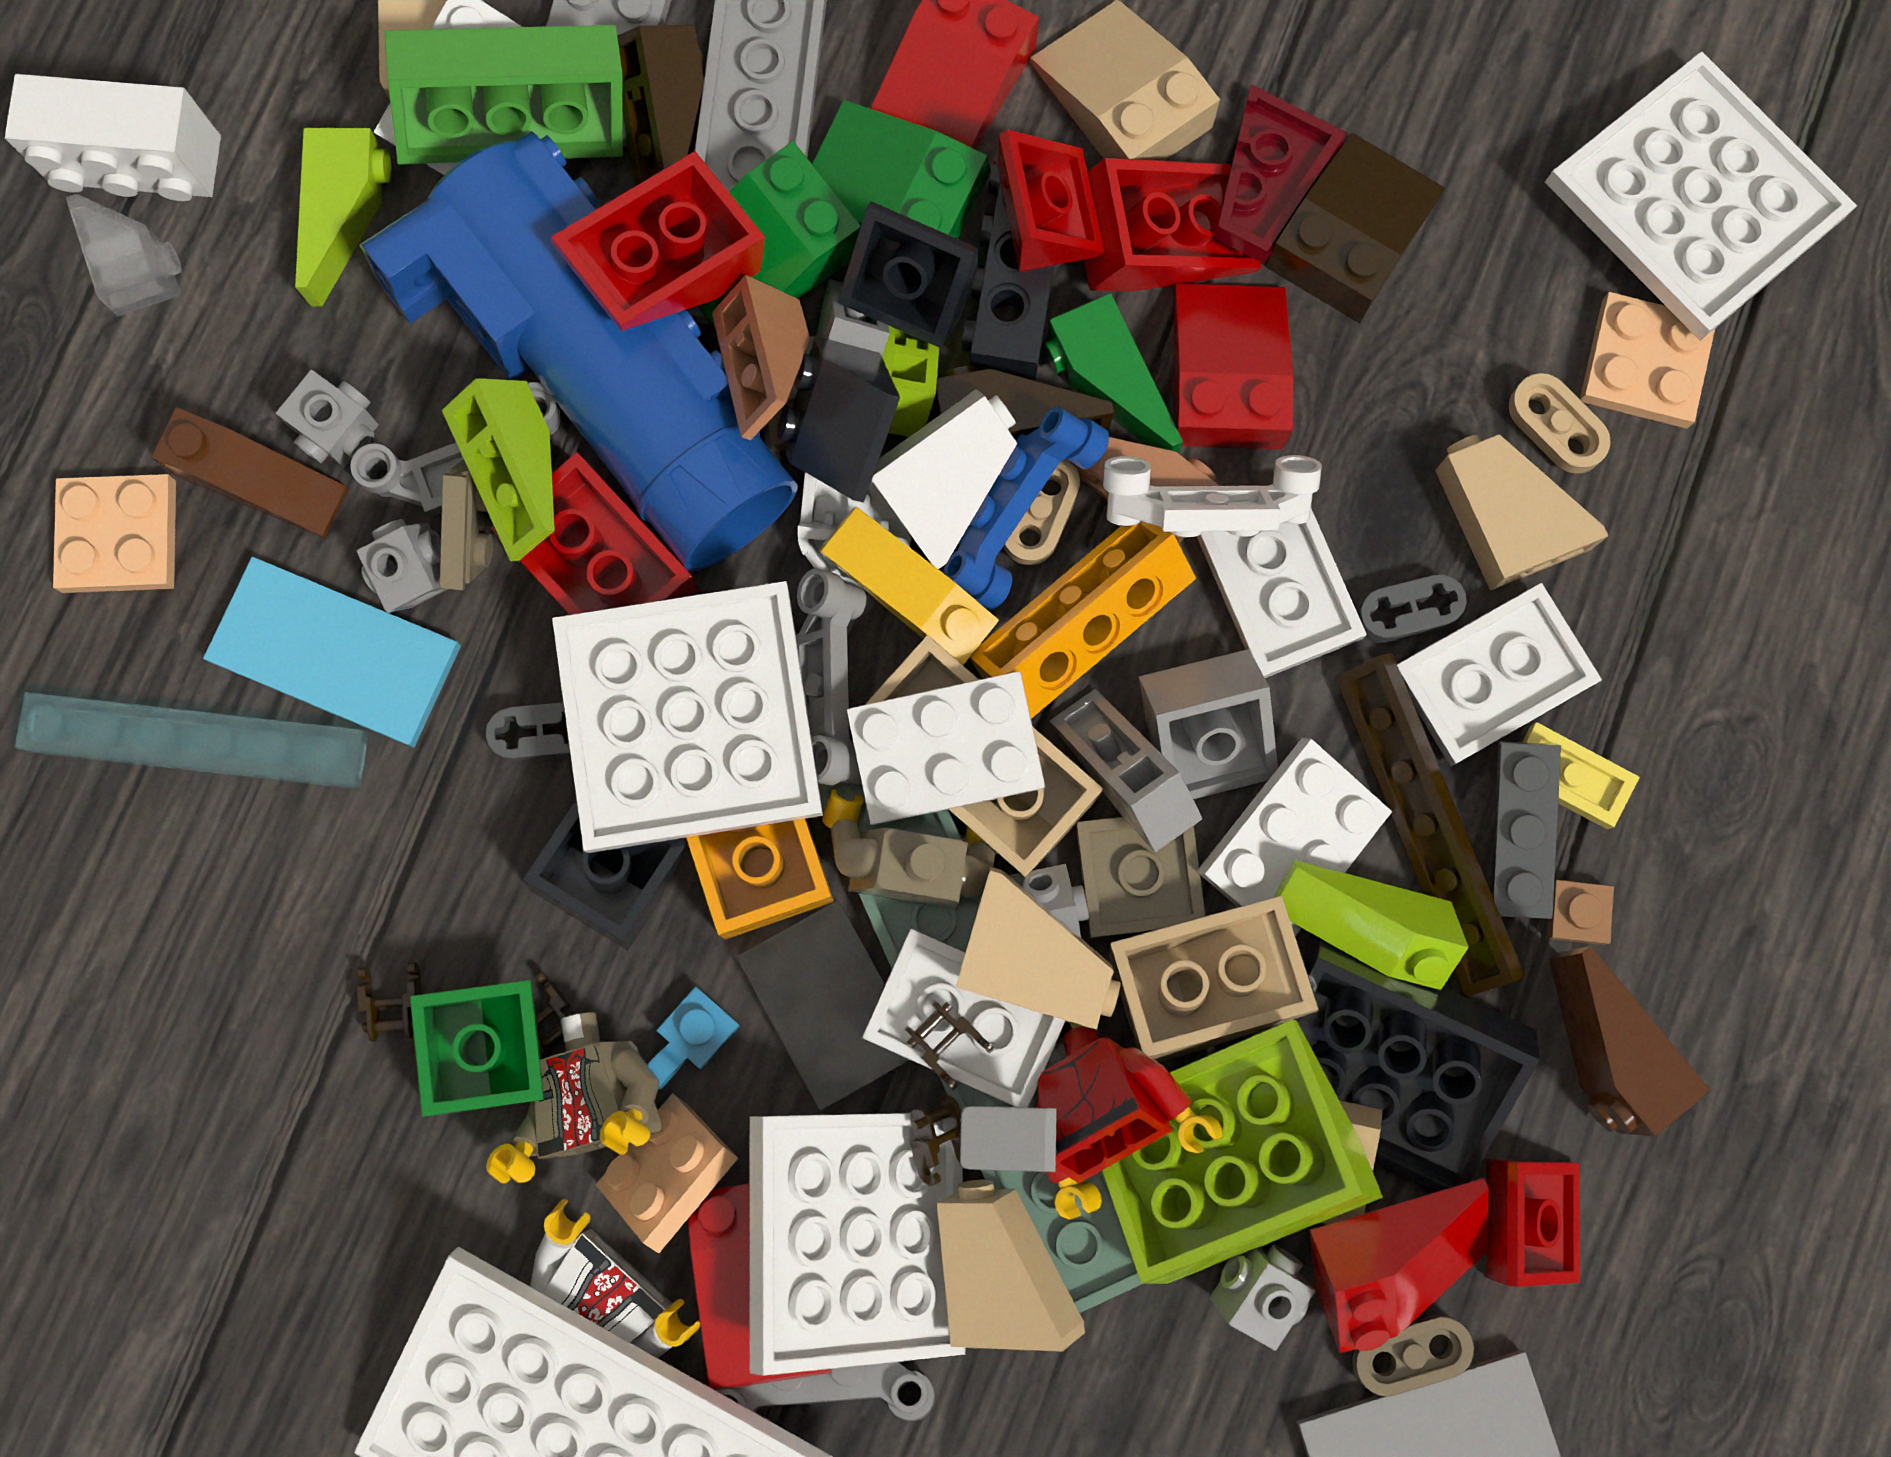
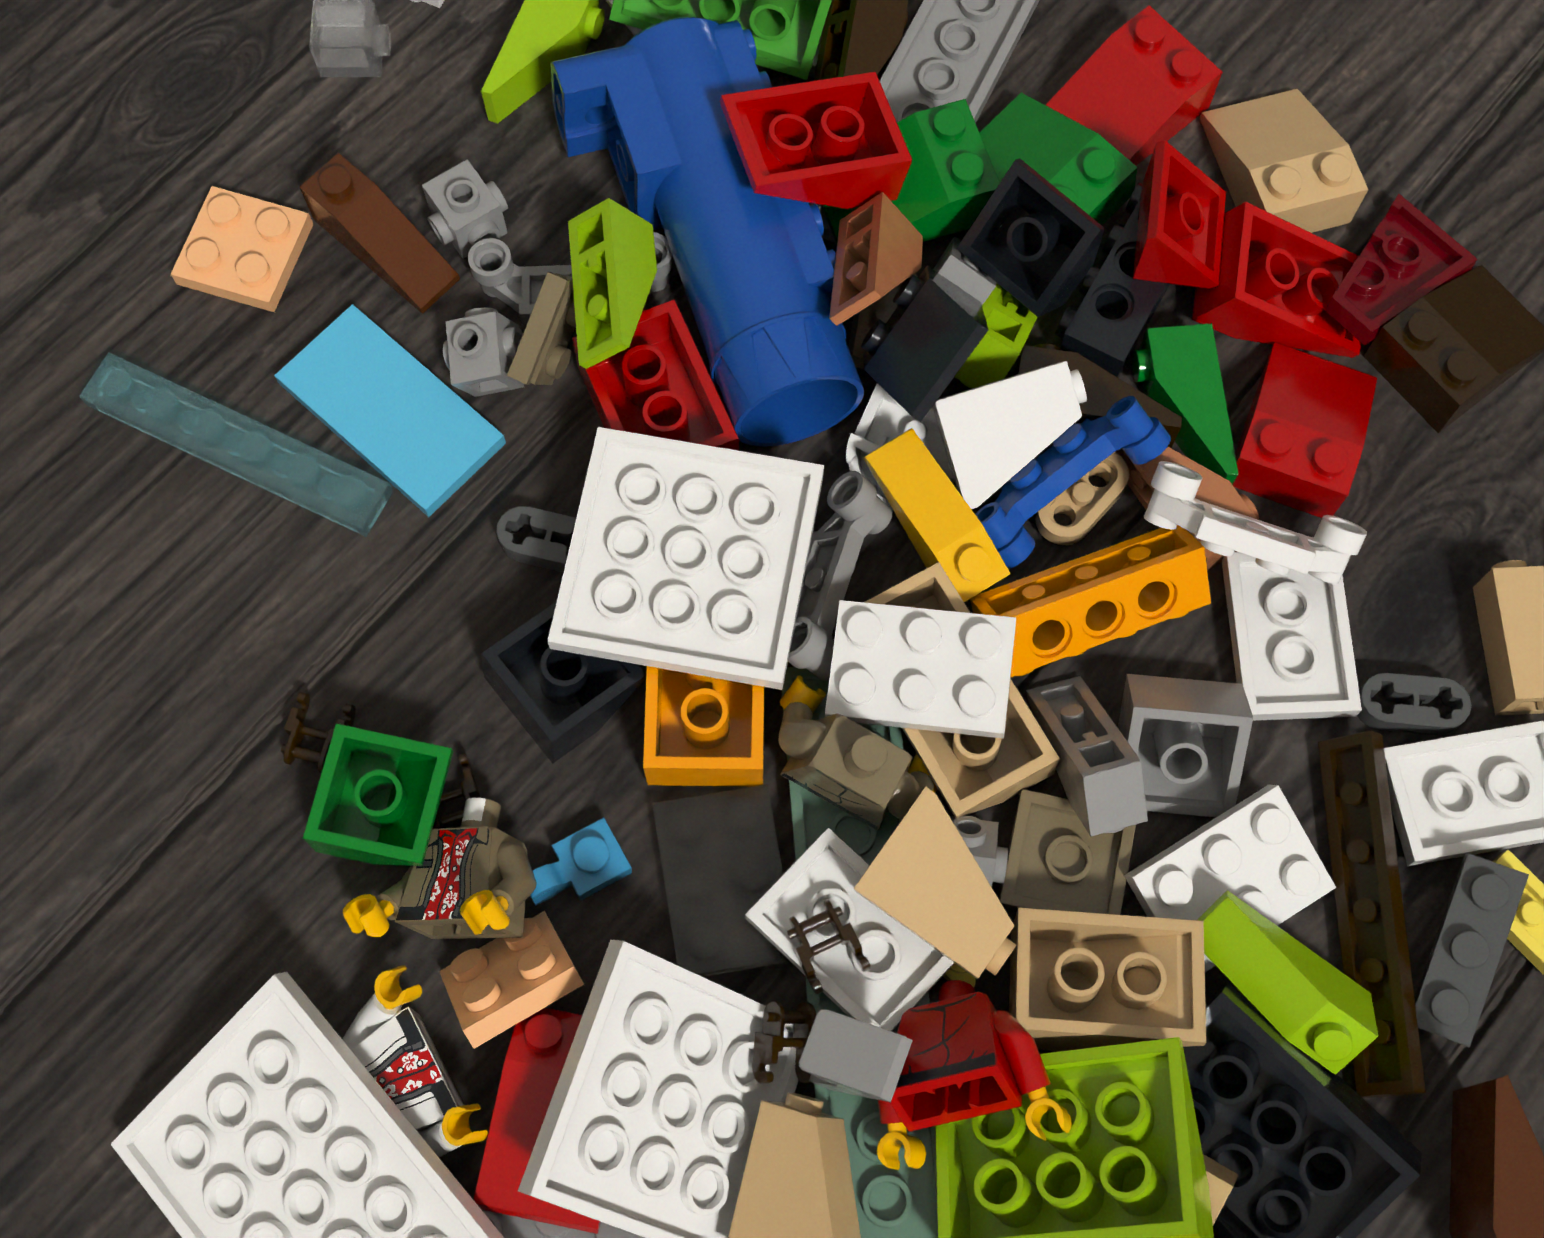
camera: 20 degrees right, 10 degrees down
(1581, 913) = (1500, 1051): medium nougat plate -> none

